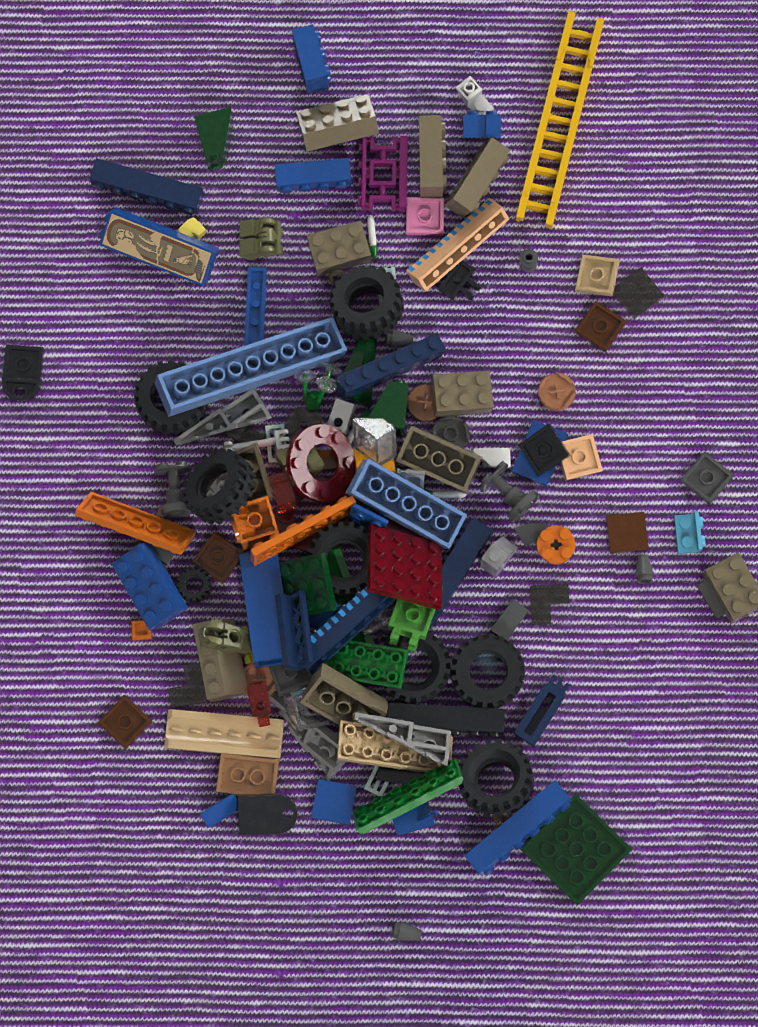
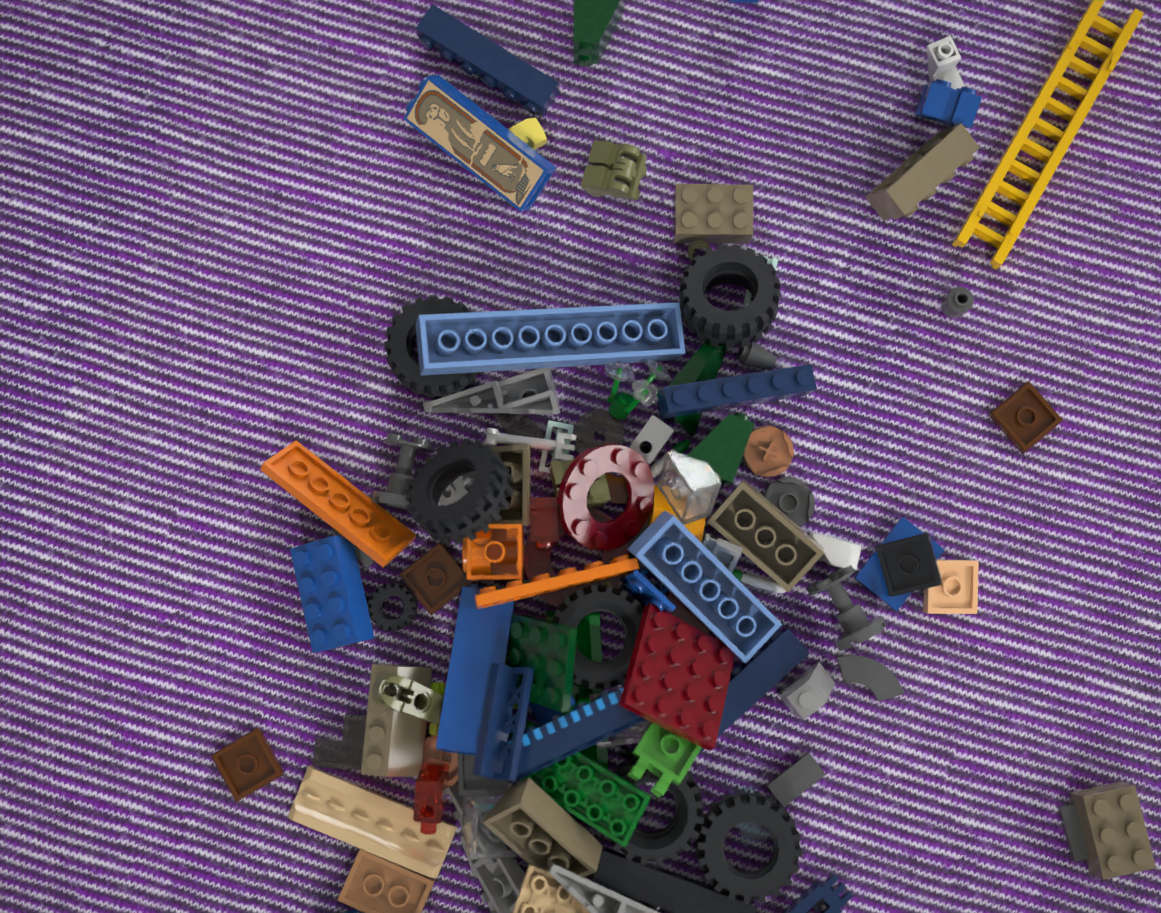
camera: 10 degrees right, 5 degrees up
(22, 370) = (256, 253): black tile -> none
(140, 631) = (302, 648): orange tile -> none
(255, 305) = (582, 258): blue plate -> none
(312, 175) = (706, 108): blue brick -> none
(337, 122) = (759, 47): dark tan brick -> none
(372, 236) = (760, 210): white piece -> none
(398, 174) = (818, 138): magenta fence -> none
(425, 216) = (836, 204): bright pink tile -> none
(432, 156) = (869, 128): dark tan brick -> none
(457, 244) = (870, 254): light nougat brick -> none
(457, 280) = (854, 300): black hinge -> none
(461, 393) = (820, 455): dark tan brick -> none
(542, 597) = (847, 762): clear smoke plate -> none
(549, 553) = (875, 707): orange plate -> none
(556, 392) = (944, 487): nougat tile -> none
(597, 275) = (1041, 348): tan tile -> none
(627, 532) = (985, 706): reddish brown tile -> none
(637, 293) = (1086, 387): clear smoke plate -> none
(644, 571) = (995, 765): dark grey cone -> none
(689, 533) = (1069, 733): medium azure bracket -> none
(707, 478) = (1112, 663): dark grey tile -> none

